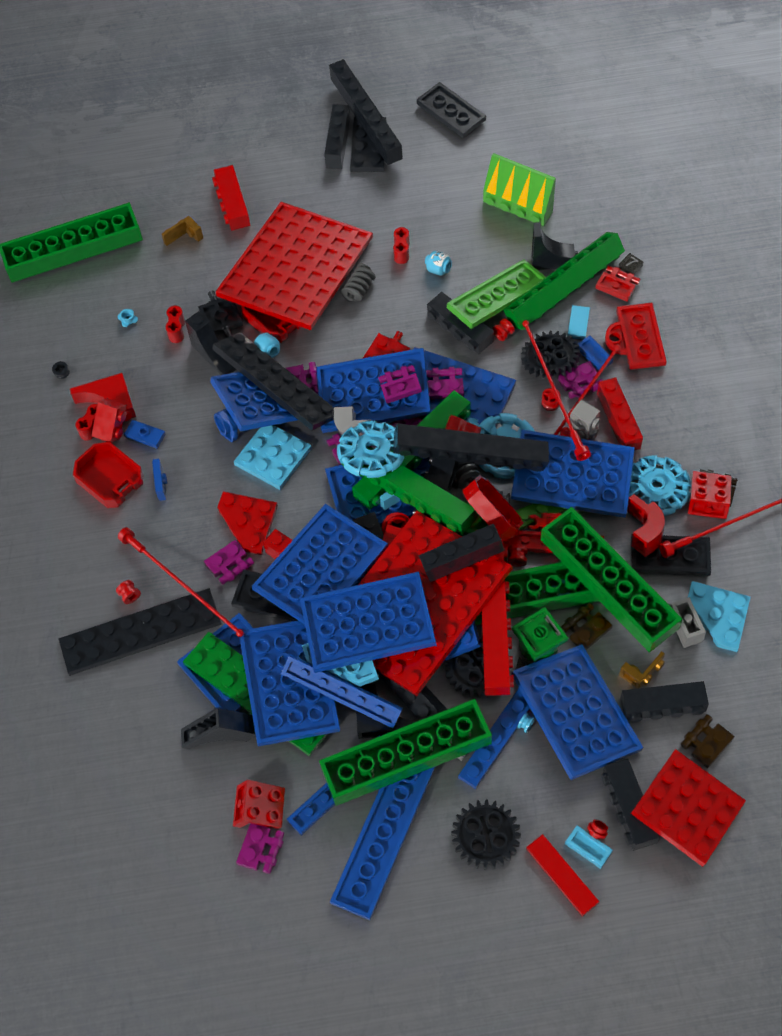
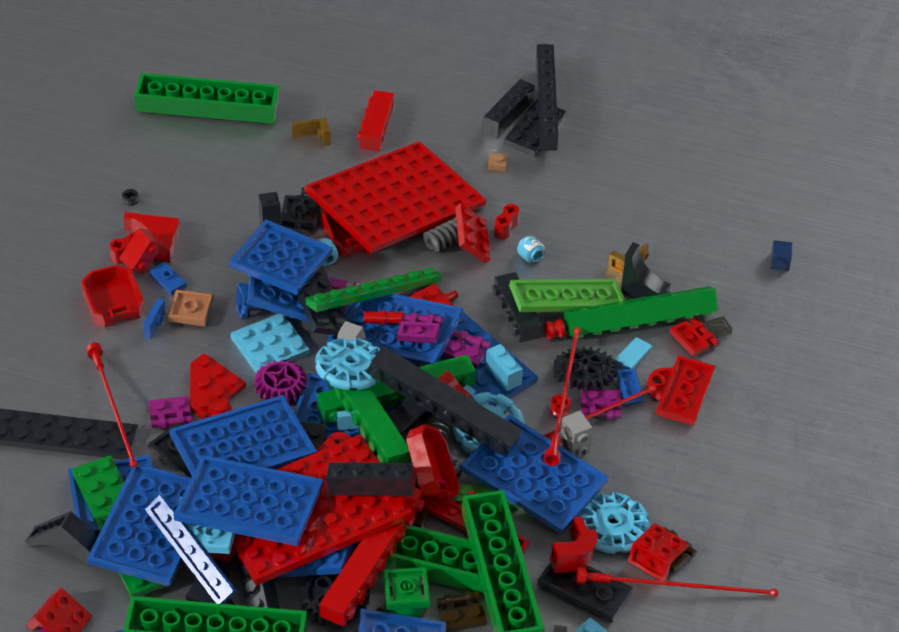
camera: 20 degrees right, 15 degrees down
(127, 313) = (217, 179): medium azure plate -> none
(128, 592) = (64, 395): red wheel -> none
(175, 324) = (251, 202): red axle -> none
(183, 453) = (190, 308): none -> nougat plate
(242, 372) = (280, 257): none -> blue plate
(318, 485) = (280, 379): none -> magenta gear
(335, 365) = (374, 289): none -> green plate
(357, 191) = (497, 162): none -> medium nougat plate
(361, 387) = (383, 317): none -> red pin
(382, 270) = (473, 233): none -> red plate
(451, 109) = (633, 129): black plate -> none
(488, 386) = (503, 367): none -> medium azure brick
(517, 555) = (437, 520): red wheel -> none
(519, 189) = (647, 217): bright green slope -> none
(521, 242) = (616, 260): none -> pearl gold bracket
(619, 413) = (616, 445): red brick -> none
(642, 175) = (781, 255): none -> dark blue brick

